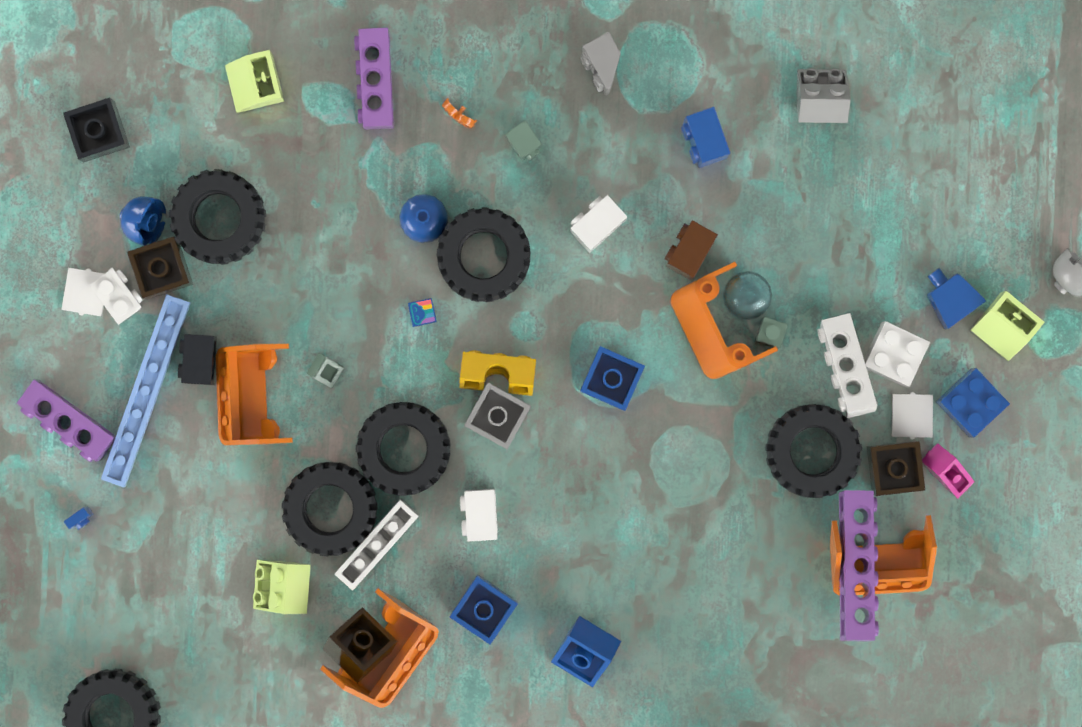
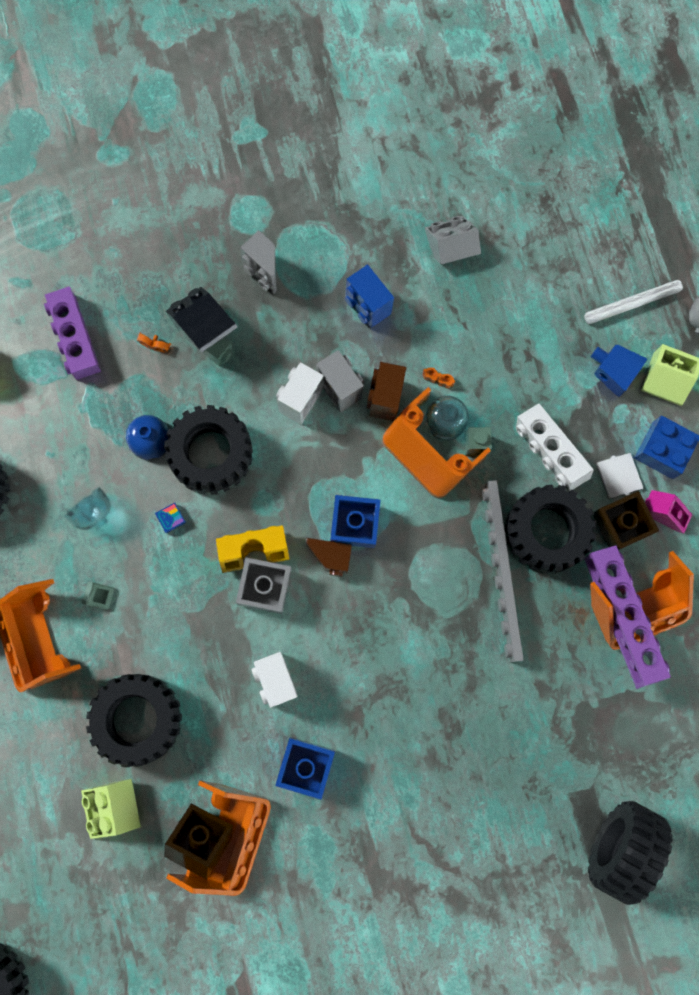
camera: 25 degrees left, 10 degrees down
(341, 281) = (90, 511): none -> clear light blue cylinder
(370, 454) = (155, 642): black tyre -> none
(377, 544) = (187, 740): white brick -> none
(517, 111) = (200, 319): none -> black slope
(576, 406) = (331, 555): none -> reddish brown slope
(586, 651) = (411, 776): blue slope -> none
(644, 222) = (340, 381): none -> light grey brick
(746, 487) = (503, 580): none -> light grey plate
(748, 243) = (442, 379): none -> orange piece
(895, 354) = (589, 426): white brick -> none
(1000, 228) = (633, 302): none -> white axle

